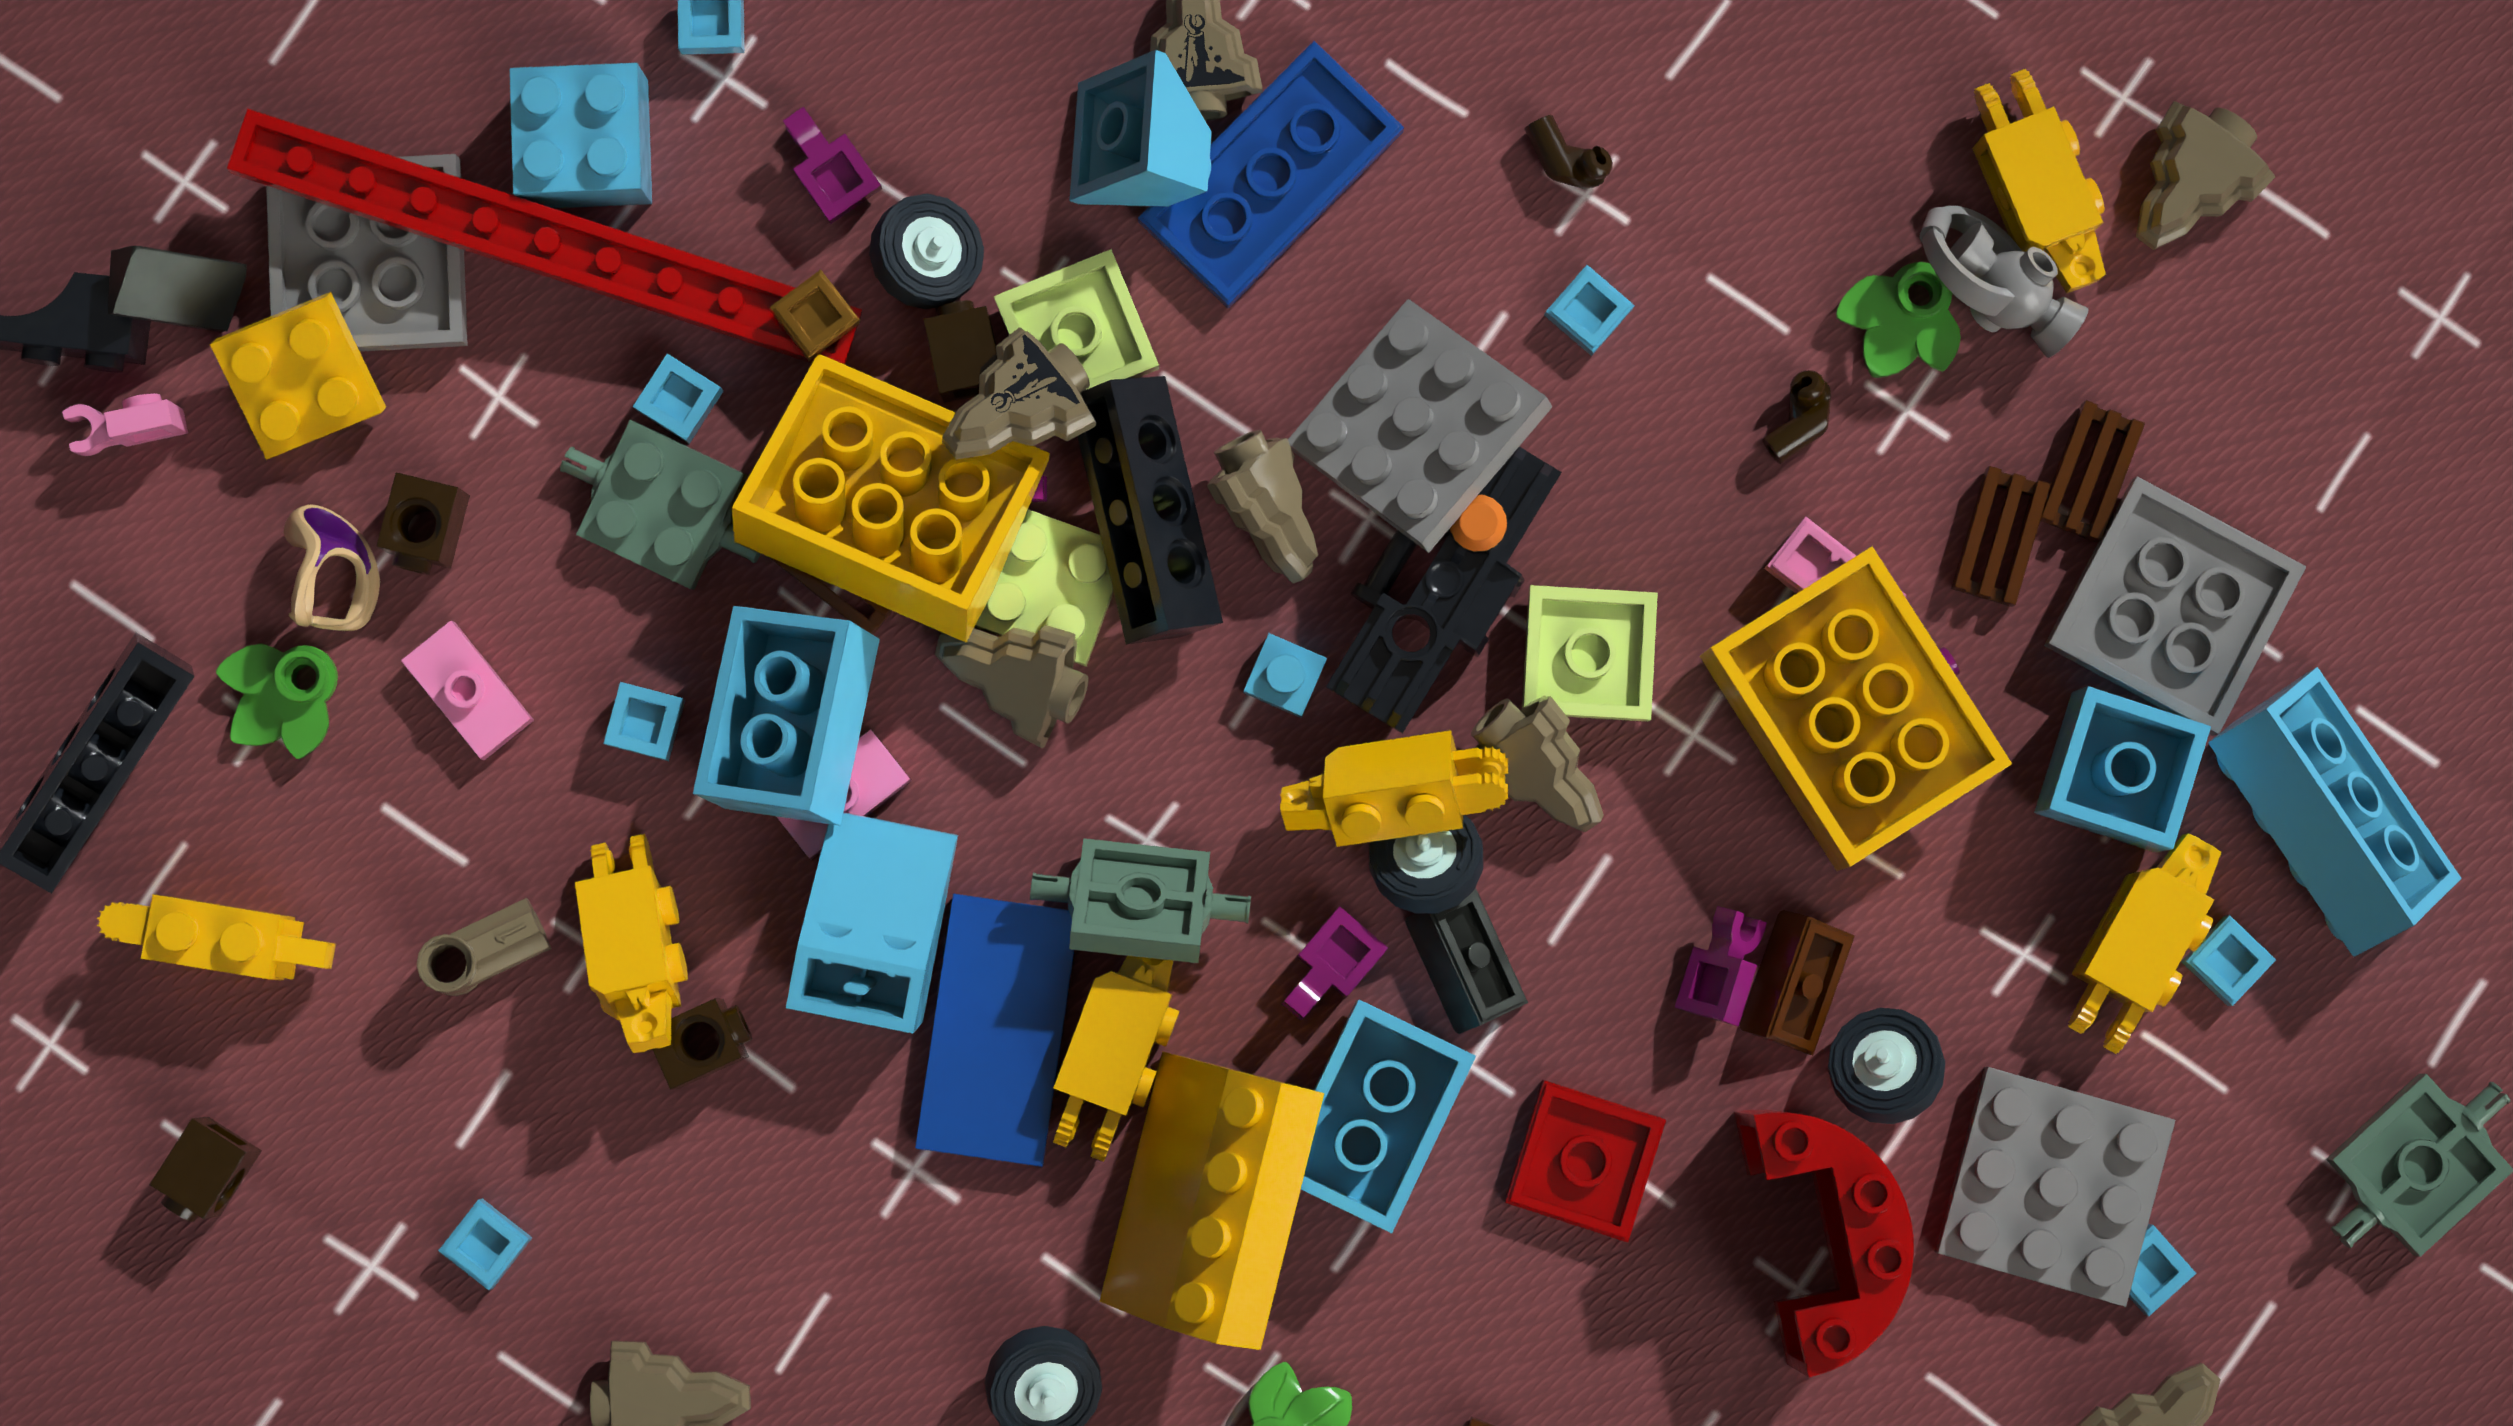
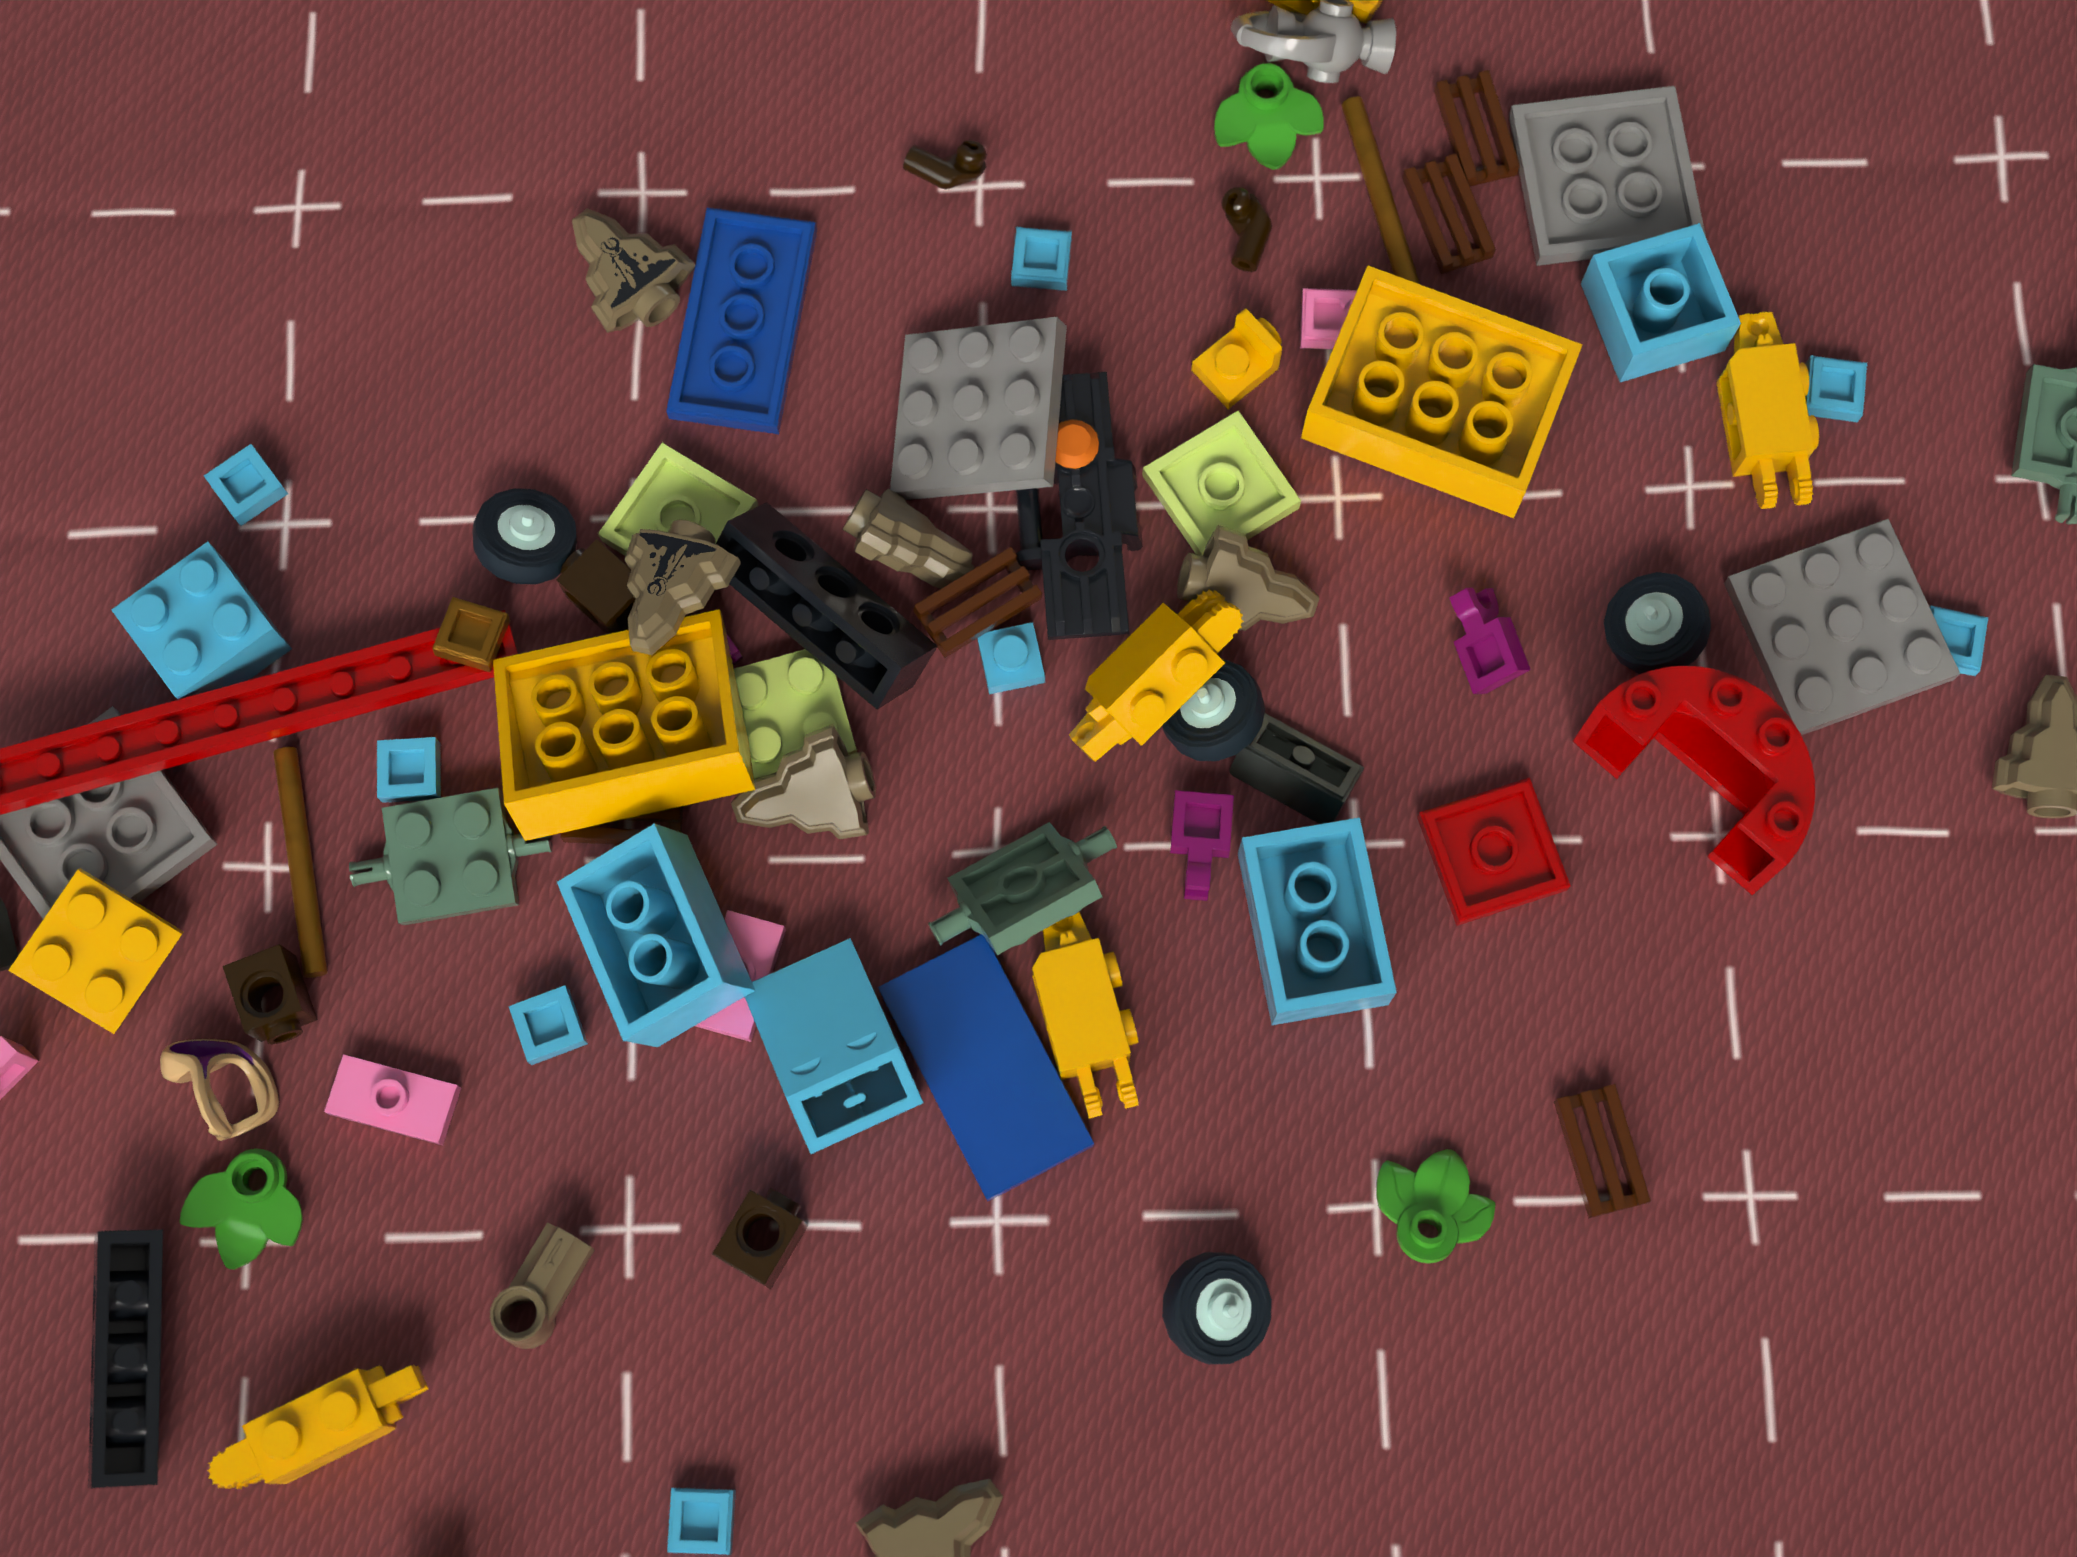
camera: 30 degrees left, 10 degrees down
(528, 413) = (300, 862): none -> pearl gold bar
(631, 945) = (654, 1198): yellow hinge -> none
(833, 171) = (411, 531): magenta plate -> none
(1138, 137) = (626, 349): medium azure slope -> none
(1211, 1201) = (1241, 1066): yellow slope -> none
(1342, 608) = (1017, 576): none -> reddish brown tile
(1697, 541) = (1240, 359): none -> yellow bracket
(1796, 981) = (1545, 615): reddish brown slope -> none
(1950, 476) = (1379, 189): none -> pearl gold bar
(2335, 813) = (1827, 237): medium azure slope -> none

